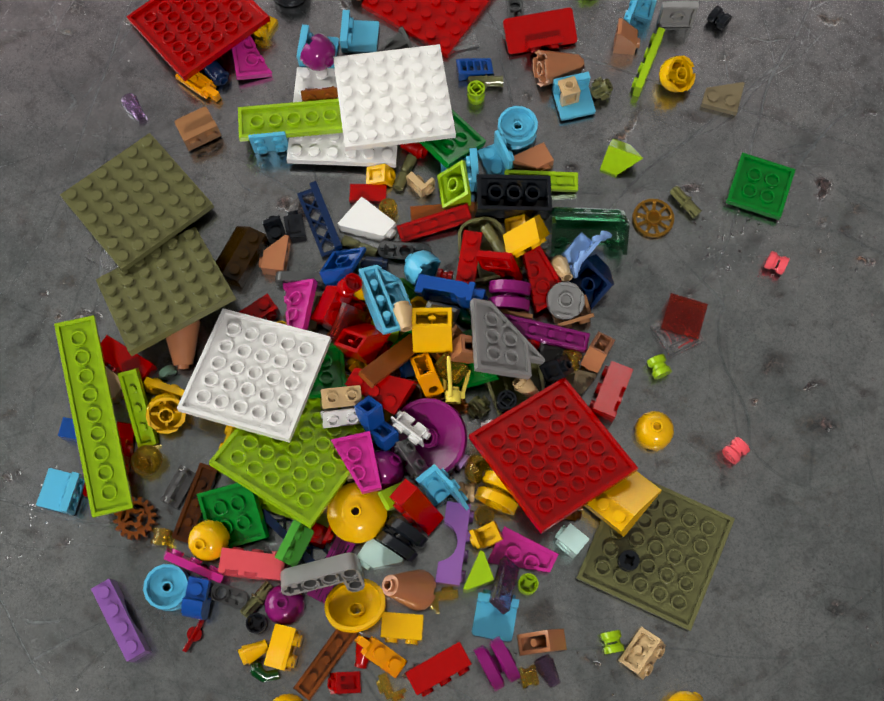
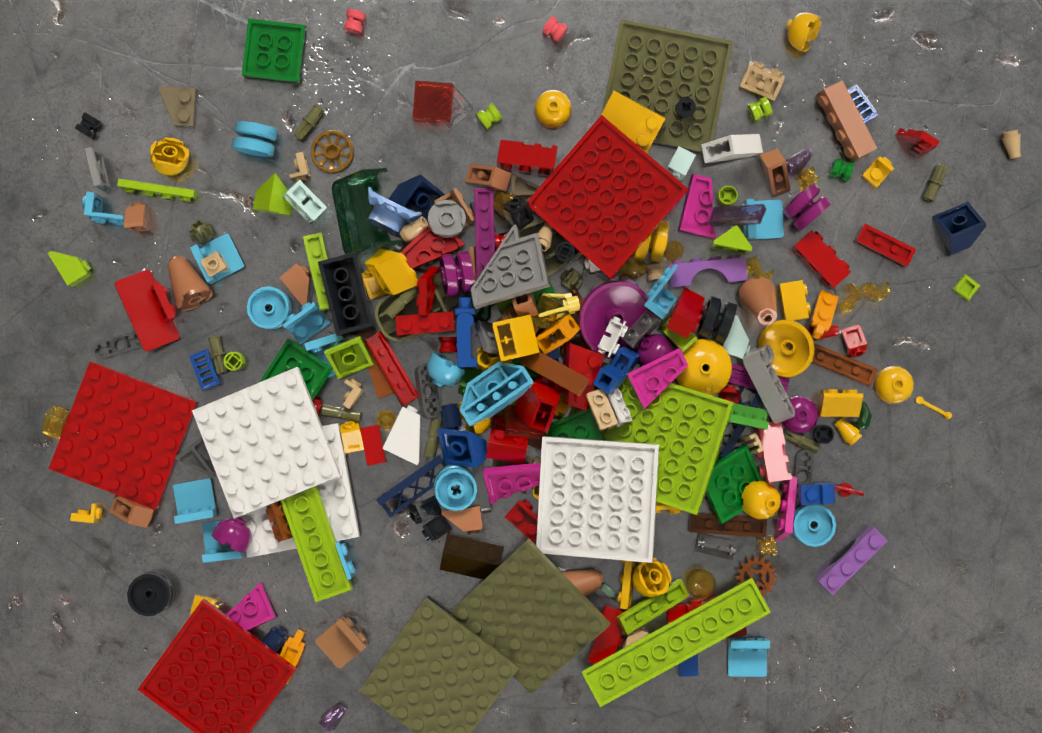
camera: 105 degrees left, 15 degrees up
(267, 543) = (743, 439): none -> tan tile
(306, 251) = (457, 498): none -> medium azure wheel
(349, 285) = (487, 431): red wheel -> none
(403, 314) = (511, 367): tan cone -> none
(485, 536) = (694, 243): yellow bracket -> none
(576, 600) = (732, 148): none -> white slope
(610, 178) = (304, 201): none -> light aqua brick
(643, 187) = (302, 165): none -> tan bracket
(680, 148) = (254, 139): none -> medium azure wheel

